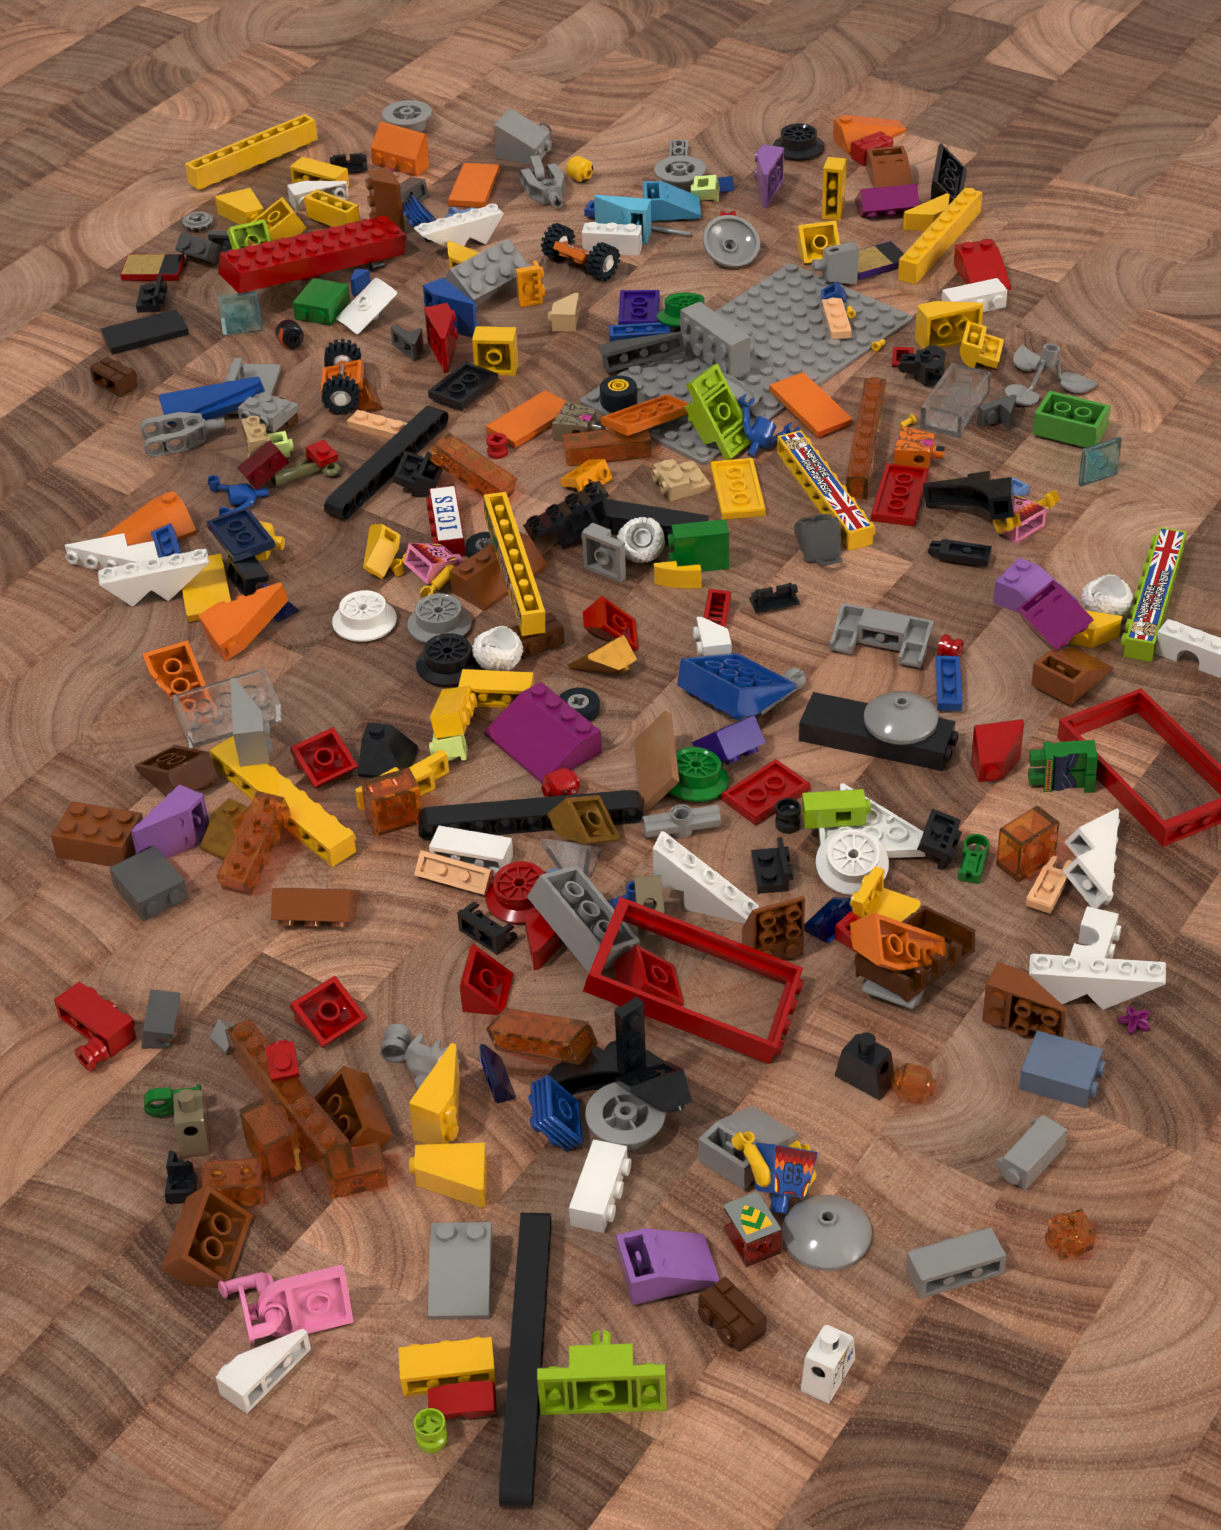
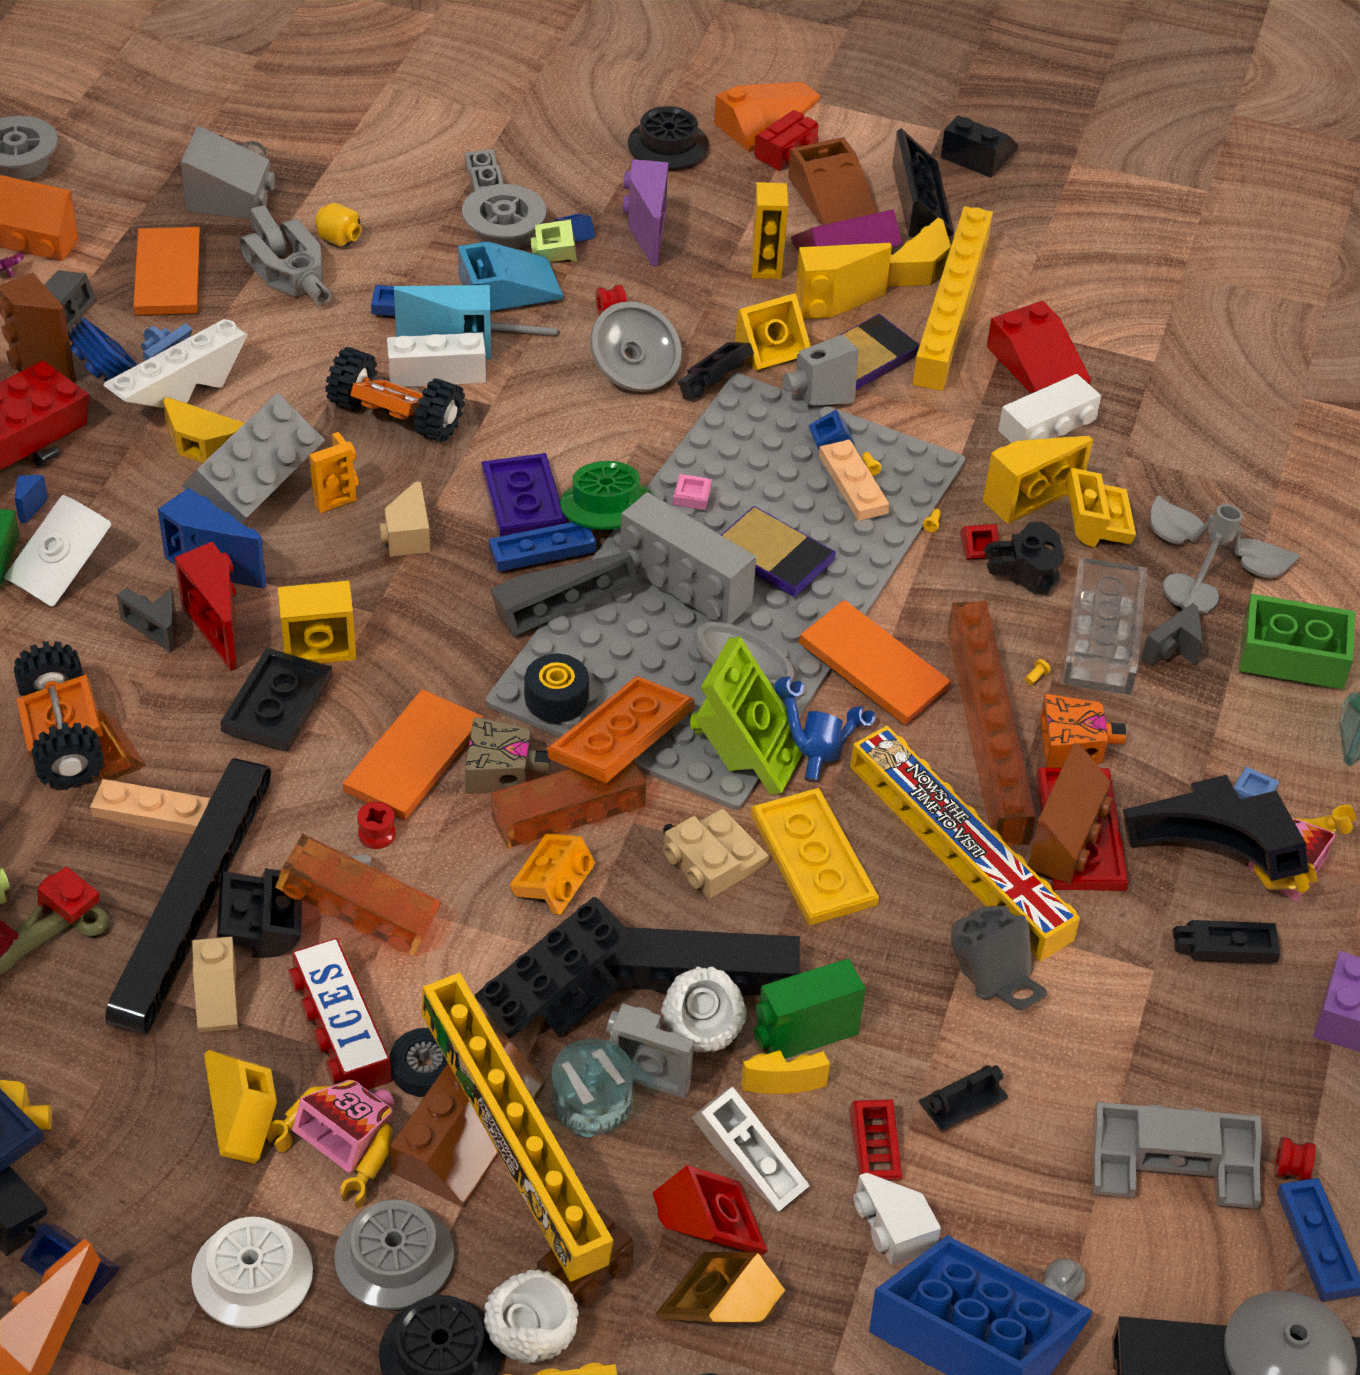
camera: 20 degrees left, 5 degrees up
(386, 500) = (215, 984): none -> tan slope
(568, 565) = (592, 1086): none -> clear light blue piece
(643, 601) = (750, 1148): none -> white slope
(737, 314) = (692, 491): none -> bright pink tile
(775, 259) = (712, 367): none -> black hinge
(775, 347) = (782, 552): none -> tile
(872, 218) = (840, 277): none -> yellow slope
(887, 479) = (1070, 817): none -> dark orange slope
(993, 160) = (976, 146): none -> black slope

